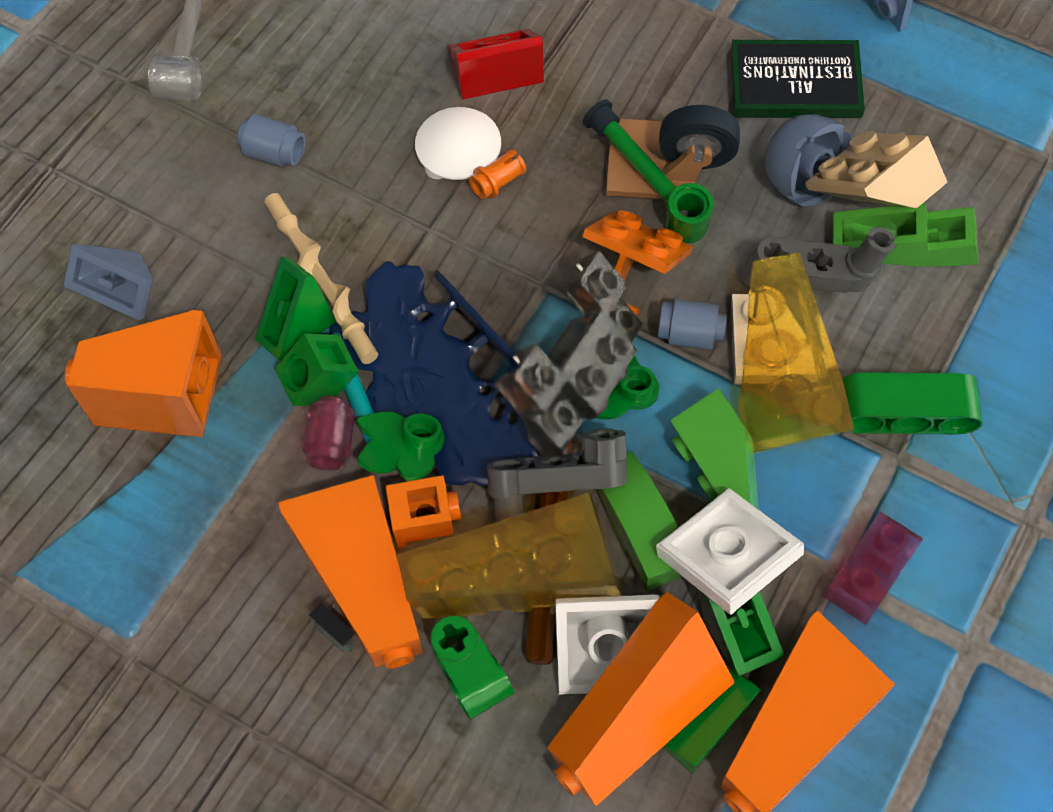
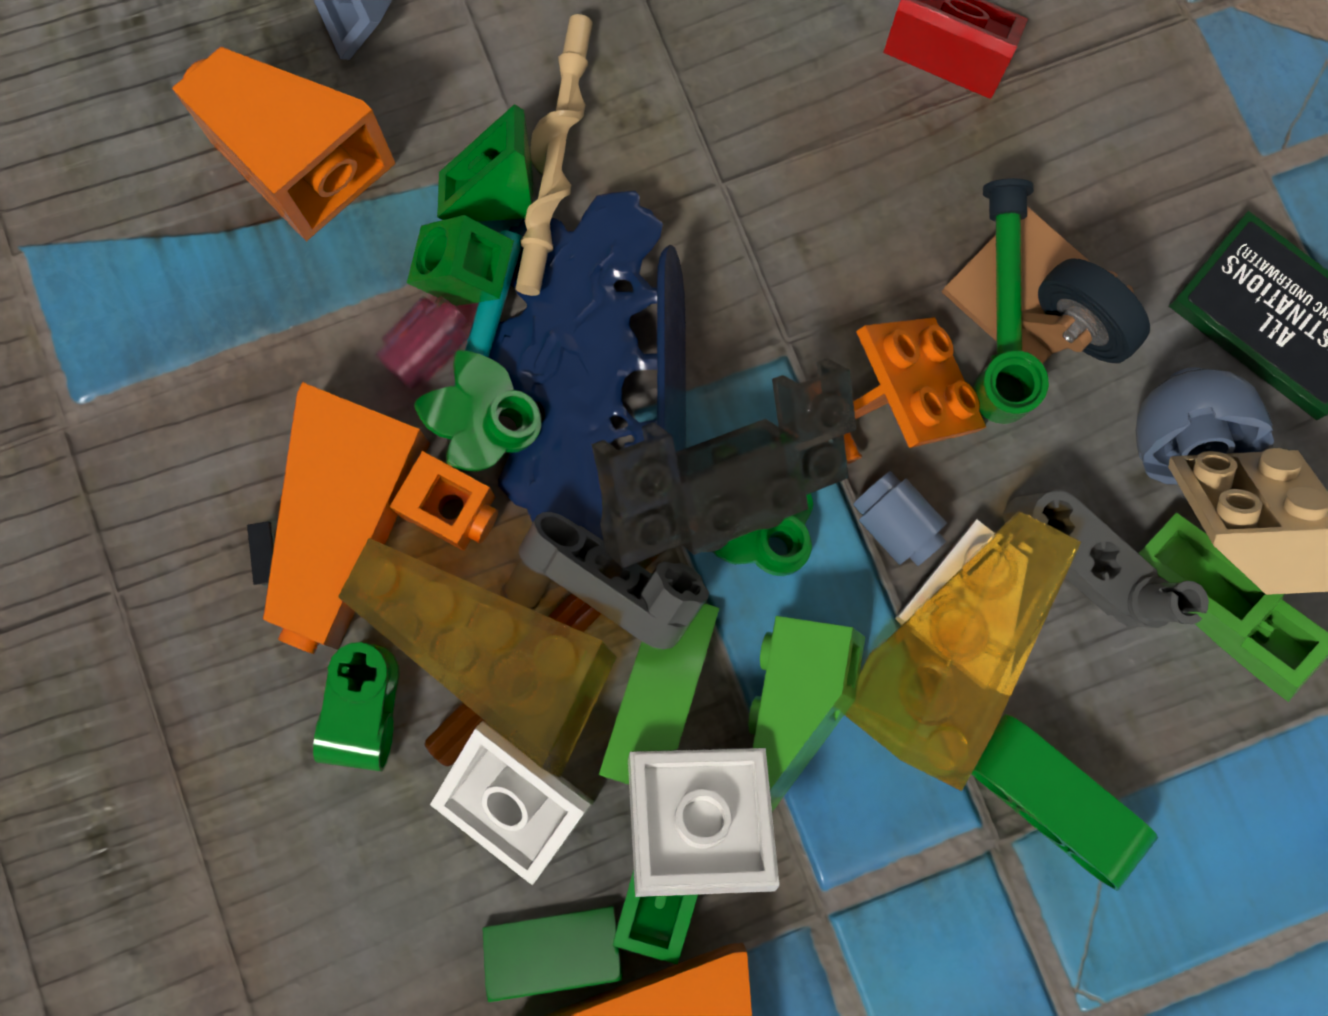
camera: 35 degrees right, 15 degrees up
(456, 143) = (831, 105): white dish -> none
(489, 179) = (840, 176): orange pin -> none
(640, 701) = (483, 892): orange slope -> none
(873, 568) = (860, 942): clear pink slope -> none

